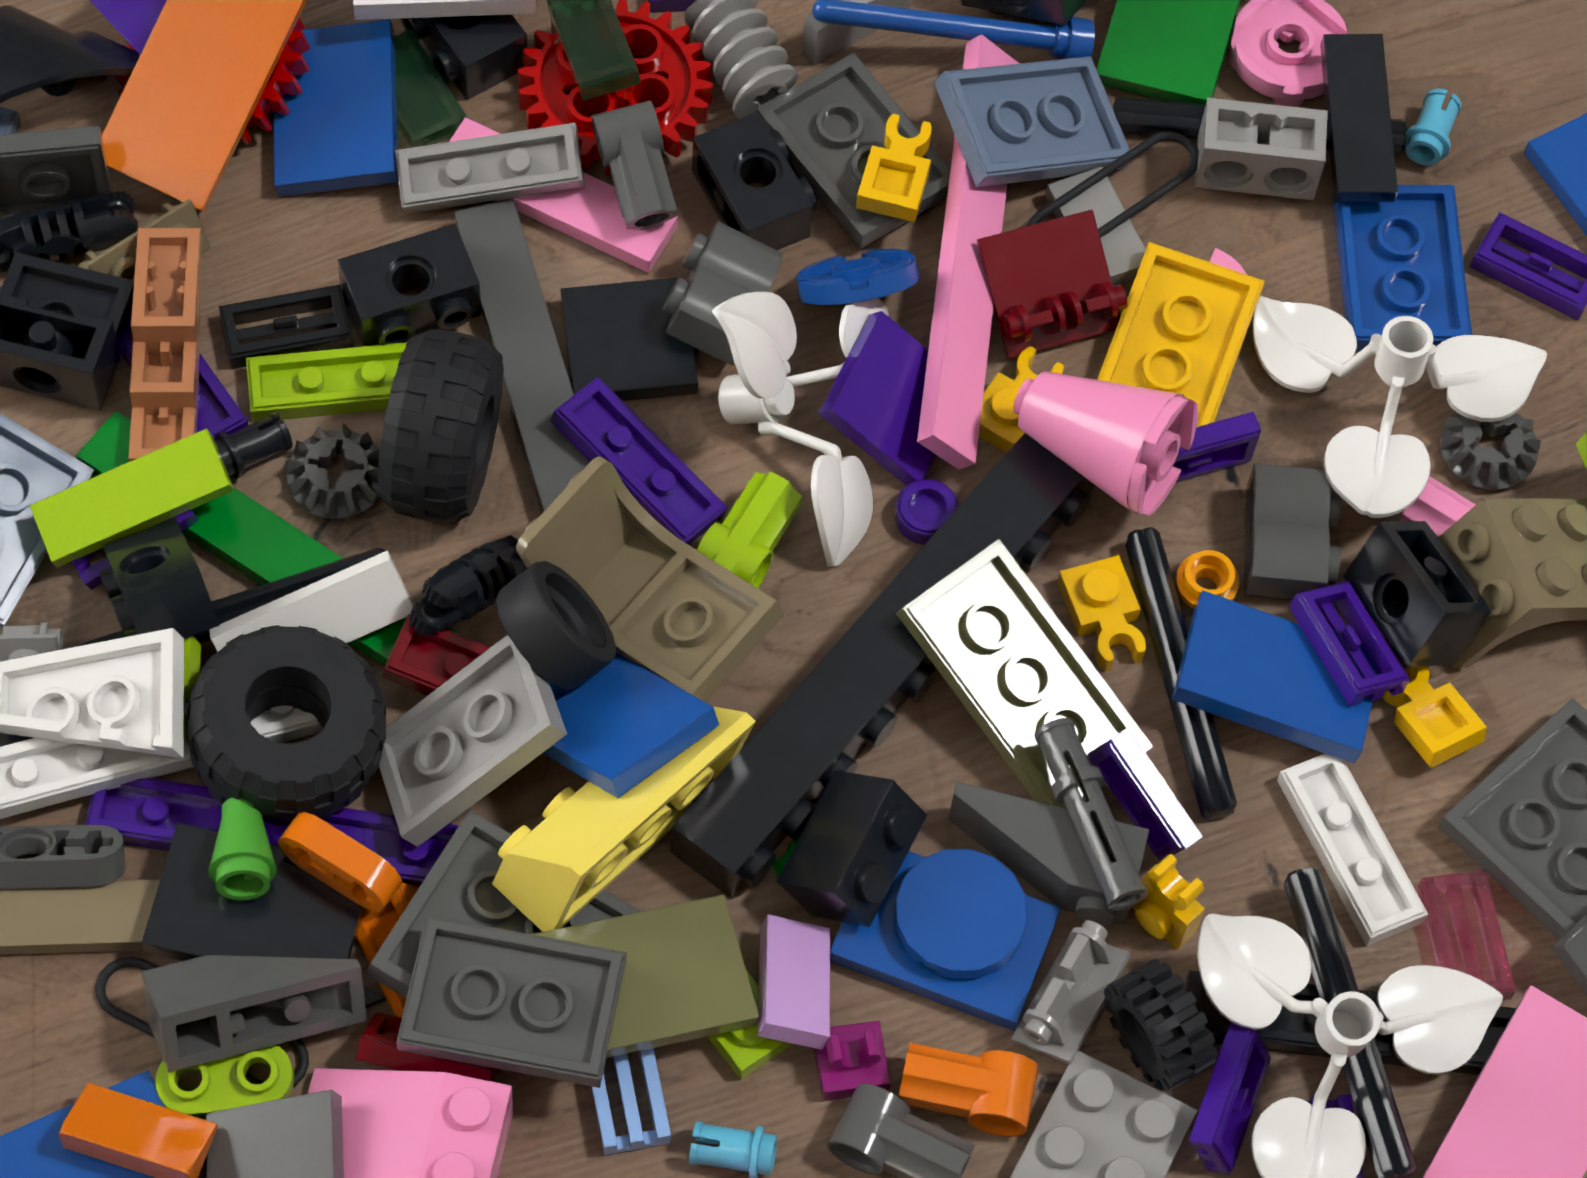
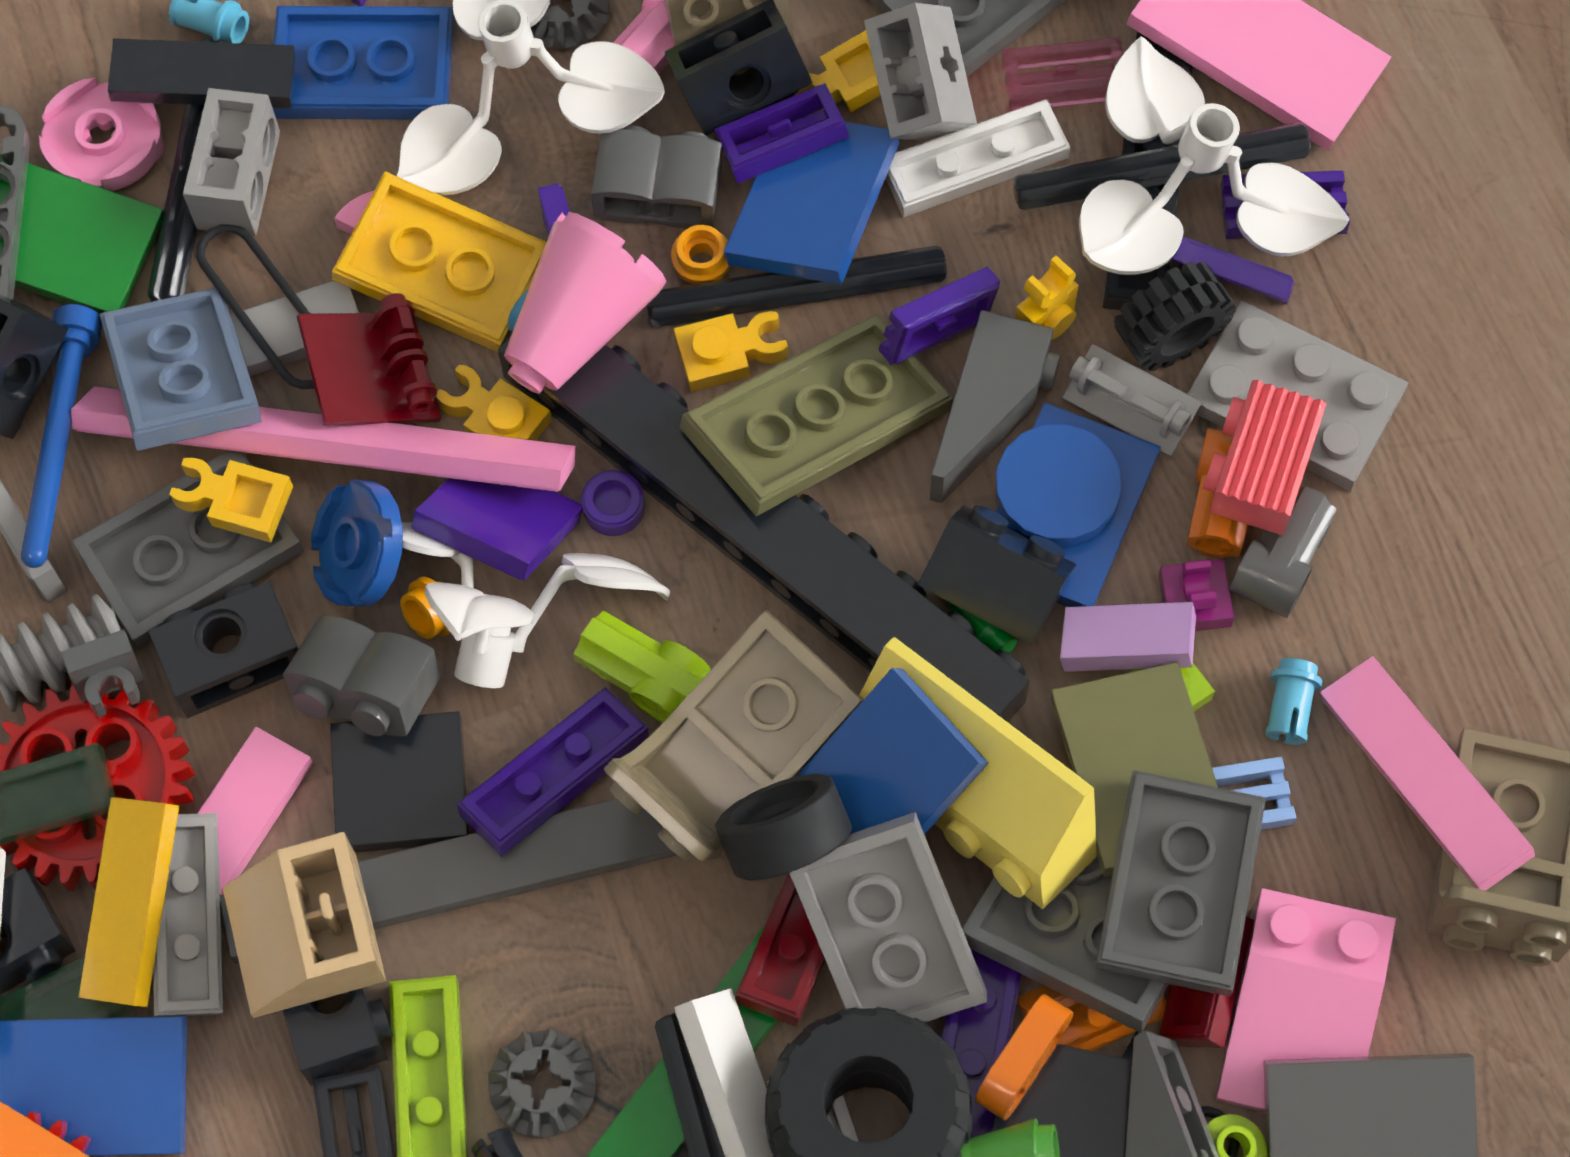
camera: 80 degrees left, 5 degrees up
(440, 426) = (524, 953): black tyre -> none
(463, 246) = (303, 926): none -> tan slope
(466, 586) = (698, 932): black hinge -> none
(494, 114) = (128, 901): none -> yellow tile
(633, 150) = (187, 757): dark grey piece -> none
(716, 73) = (103, 668): none -> dark grey tile
(807, 350) = (419, 612): none -> light orange plate
(986, 1097) = (1266, 457): none -> coral brick
(1063, 748) = (972, 354): dark grey pin -> none
(1426, 766) = (920, 71): none -> light grey brick

